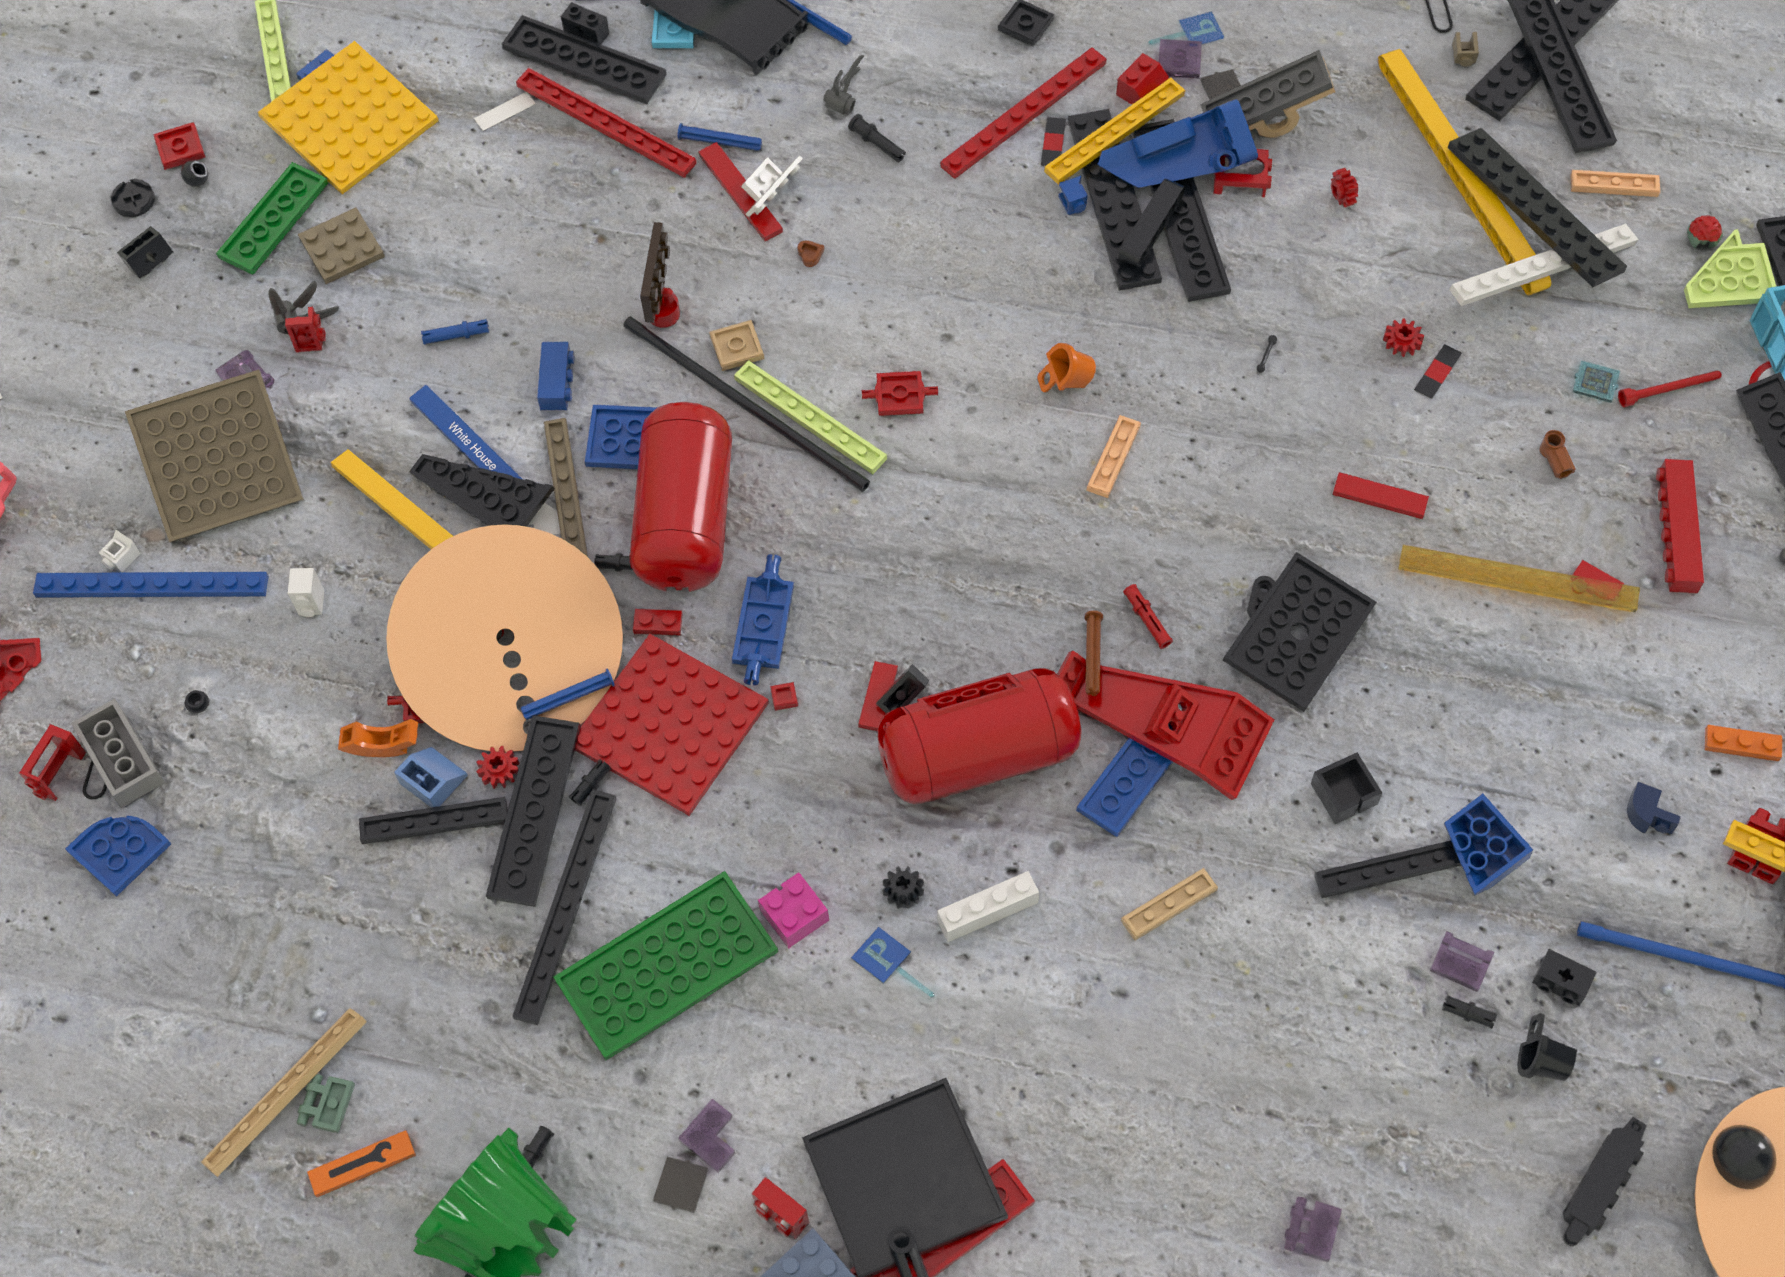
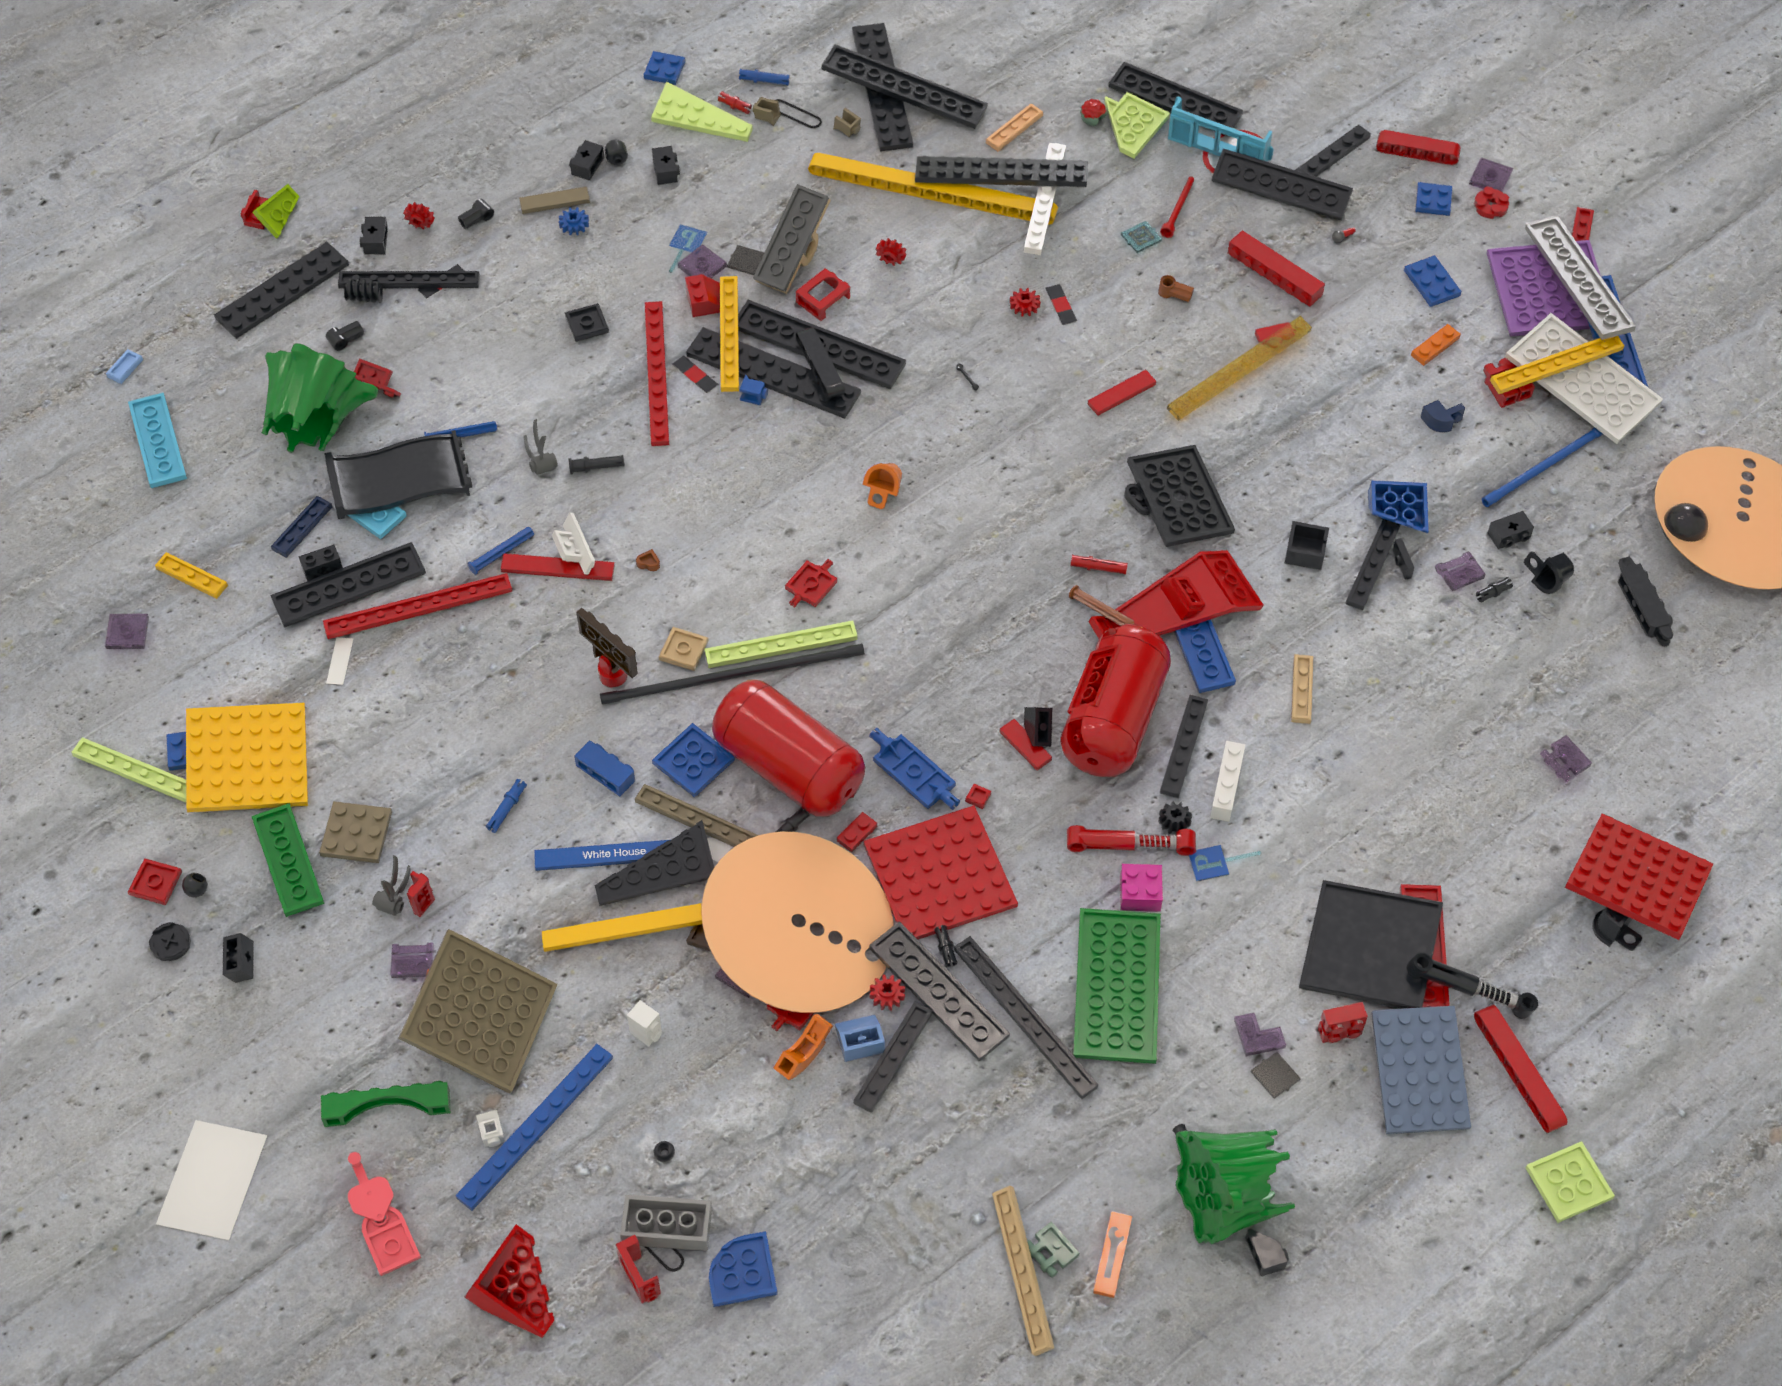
camera: 55 degrees left, 5 degrees down
(61, 431) = (341, 1108): none -> green arch
(567, 695) = (871, 914): blue axle -> none
(807, 819) = (1081, 839): none -> red piece
(997, 838) = (1183, 746): none -> black plate
(1113, 456) = (966, 504): light nougat tile -> none
(1184, 148) = (785, 305): blue panel -> none
(1421, 892) = (1403, 559): none -> black plate

